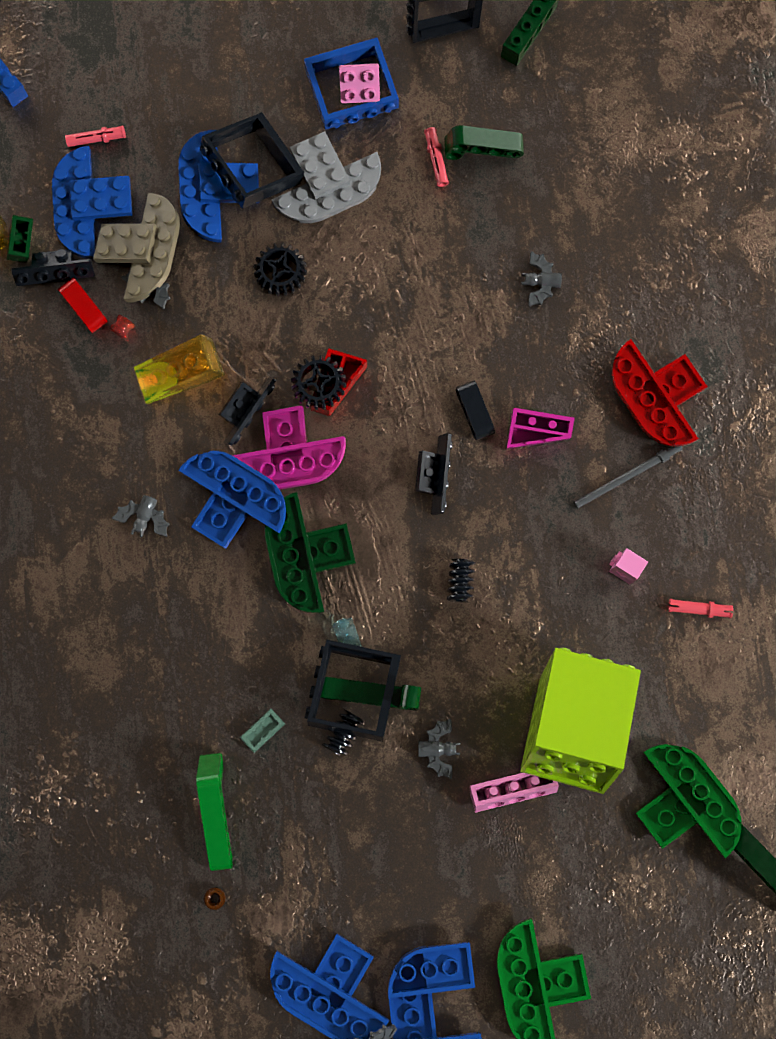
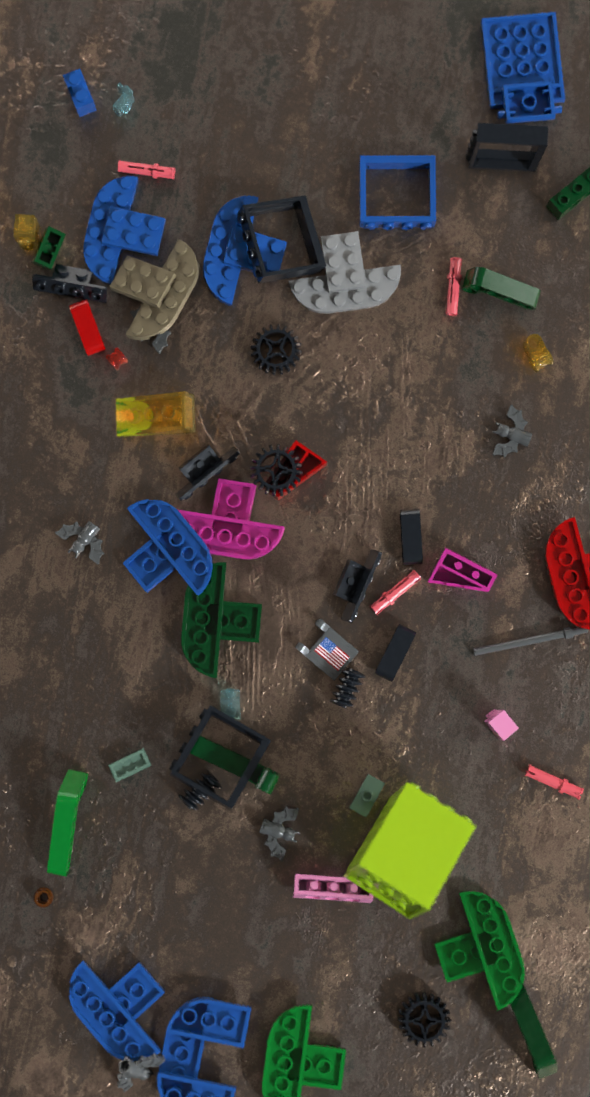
camera: 20 degrees right, 5 degrees up
(53, 78) = (125, 101): none -> clear light blue bracket
(359, 83) = (403, 198): bright pink bracket -> none
(431, 550) = (330, 652): none -> dark grey flag
(473, 476) = (390, 596): none -> coral pin
(497, 530) = (395, 653): none -> black beam
(516, 683) = (367, 795): none -> sand green plate
(542, 197) = (538, 353): none -> clear yellow piece
(660, 893) = (415, 1019): none -> black gear

